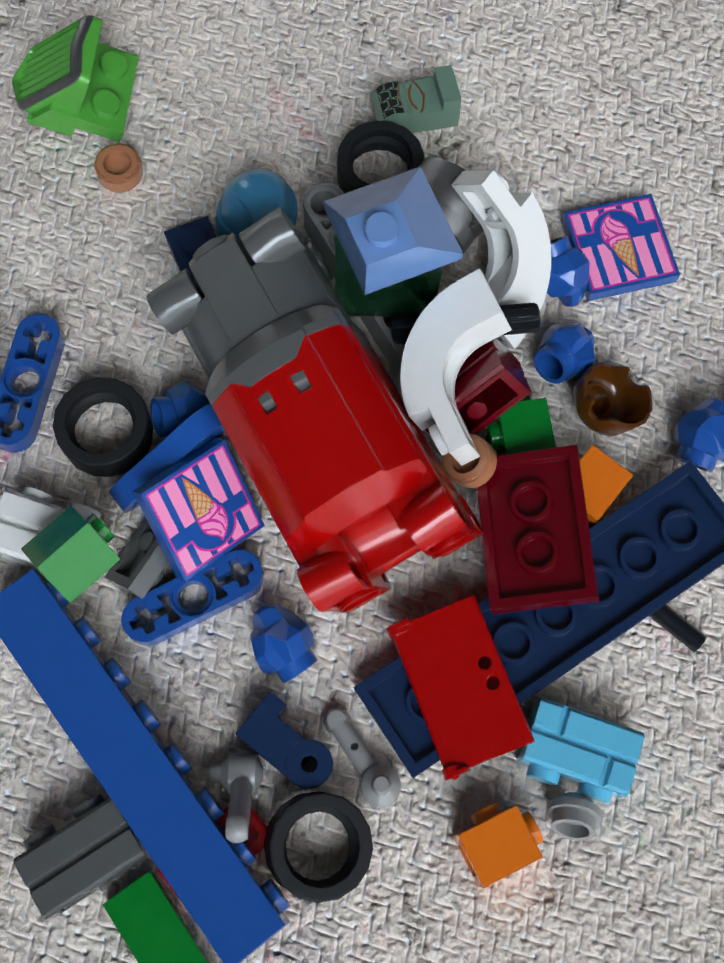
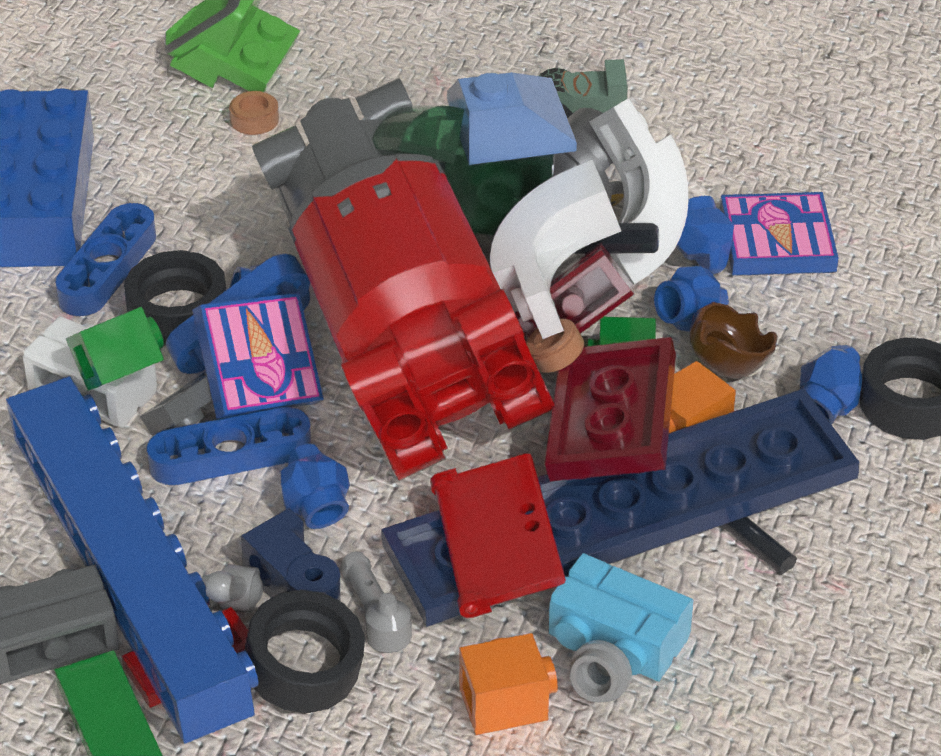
camera: 15 degrees right, 30 degrees down
(315, 278) = (422, 131): none -> clear green brick

